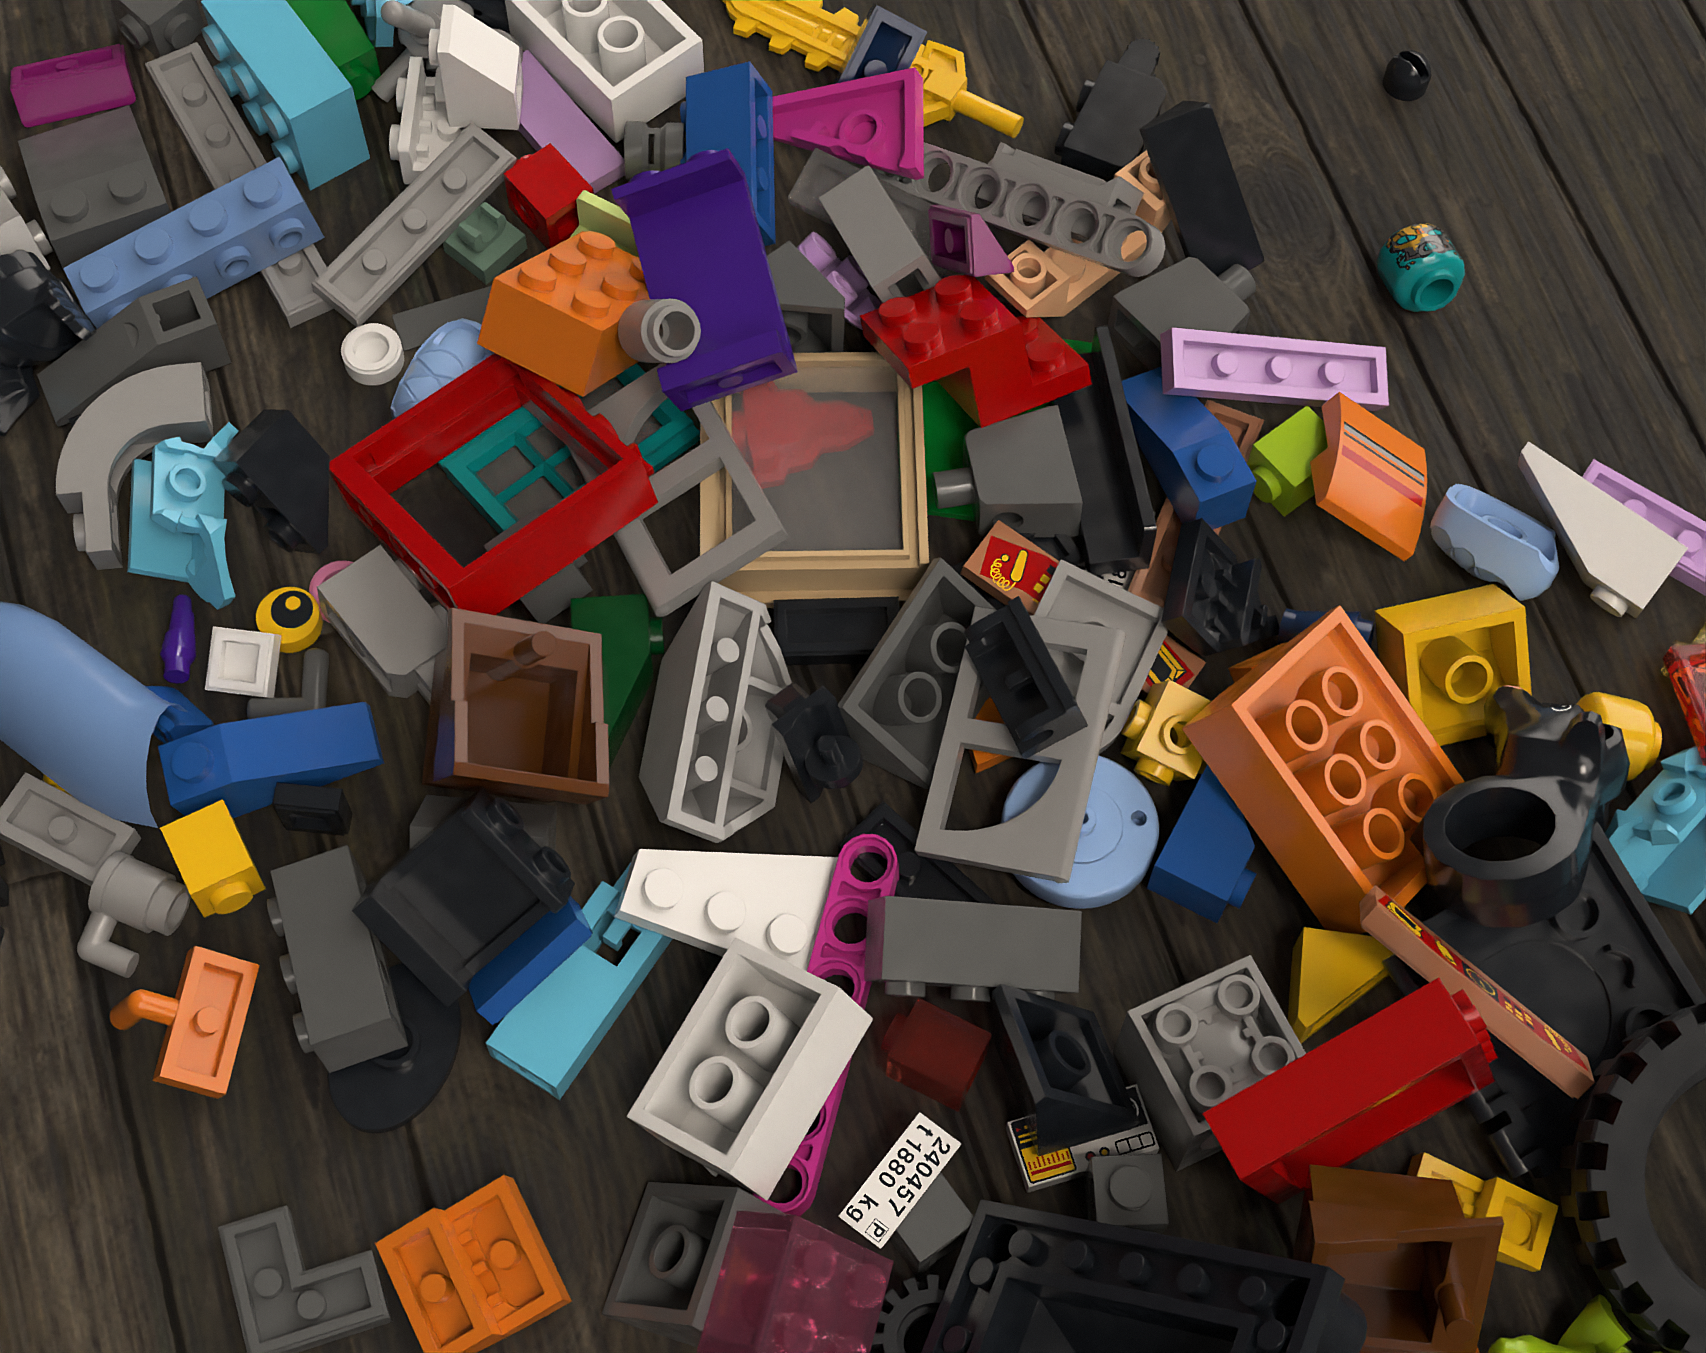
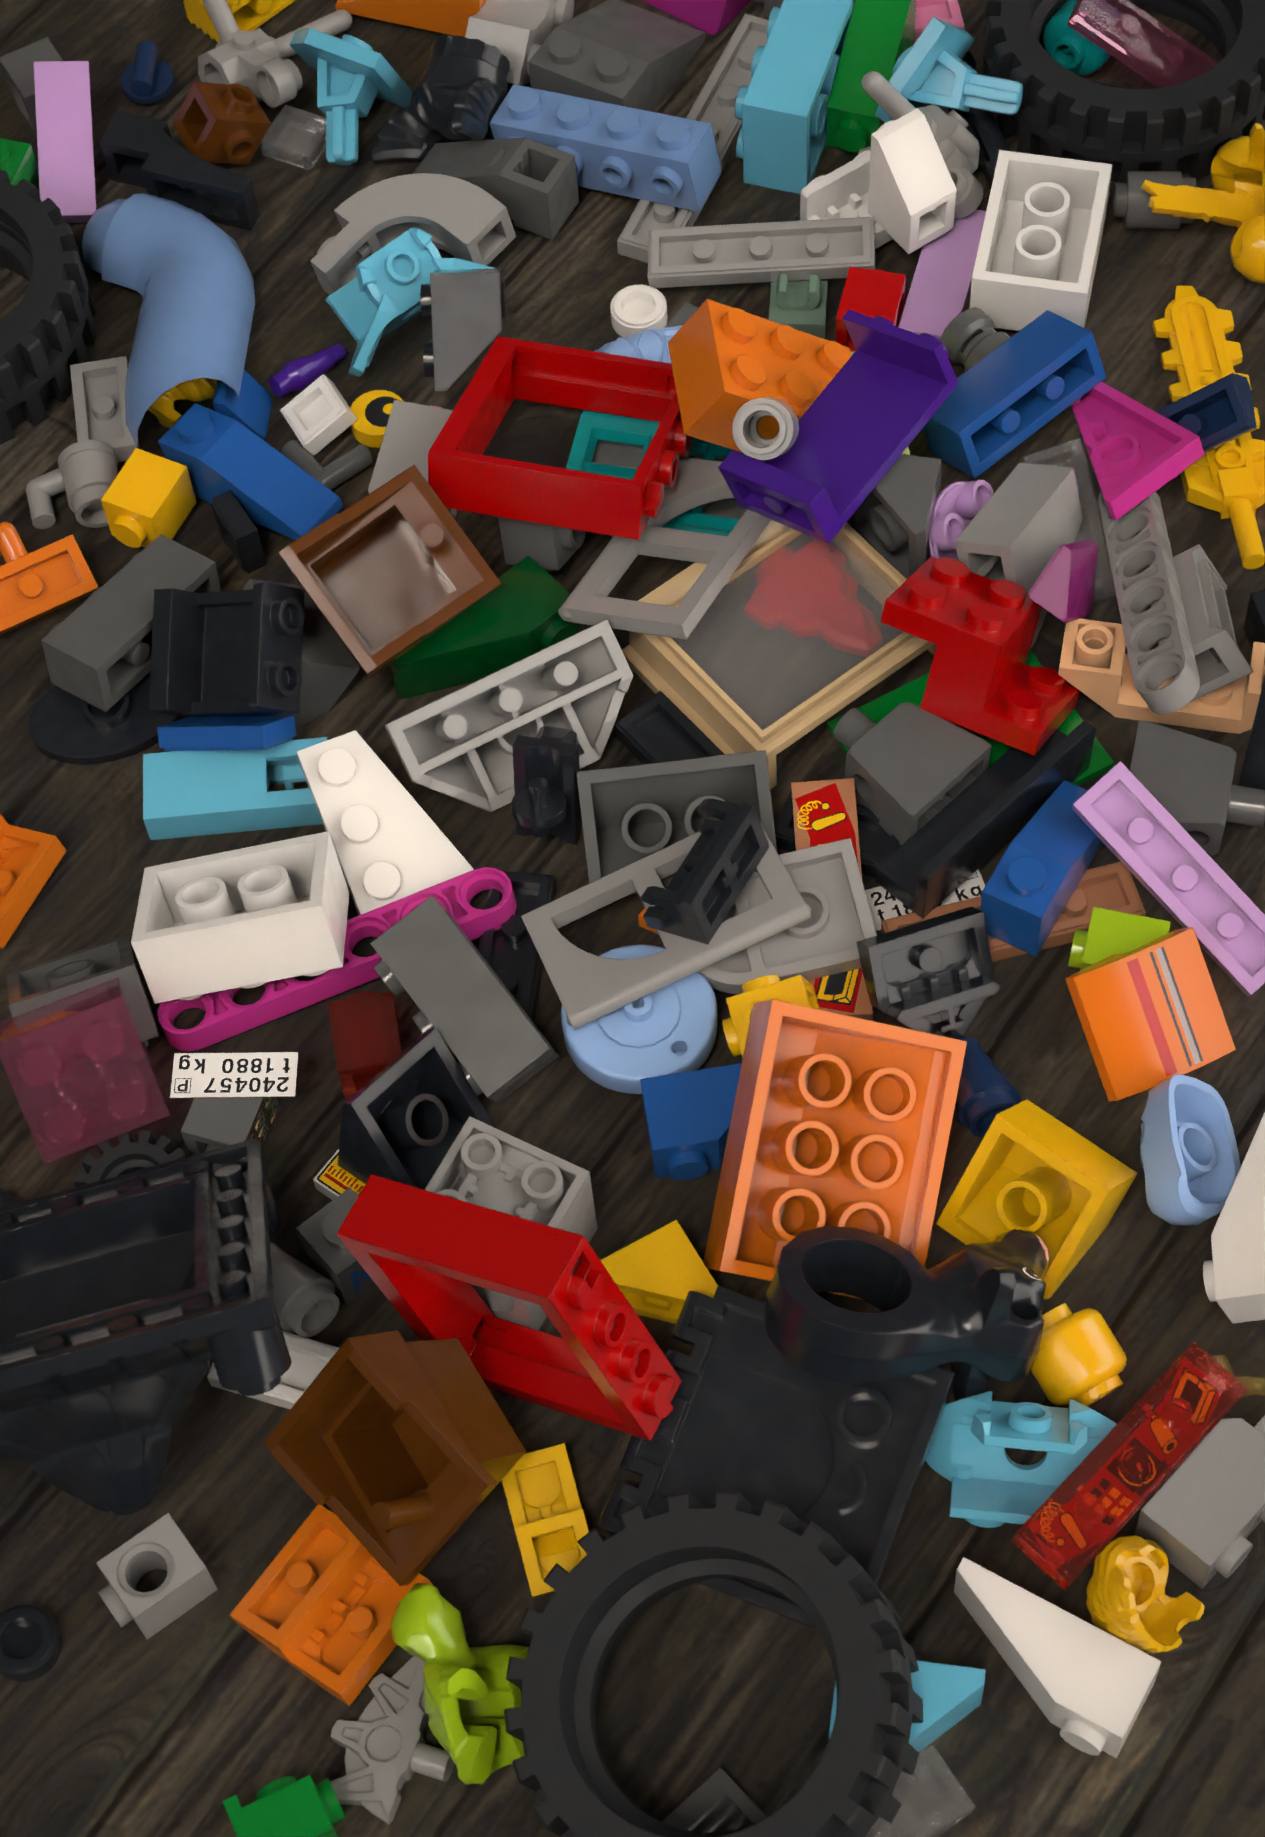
camera: 60 degrees right, 5 degrees down
(1499, 1010) = (704, 1359): nougat tile -> none

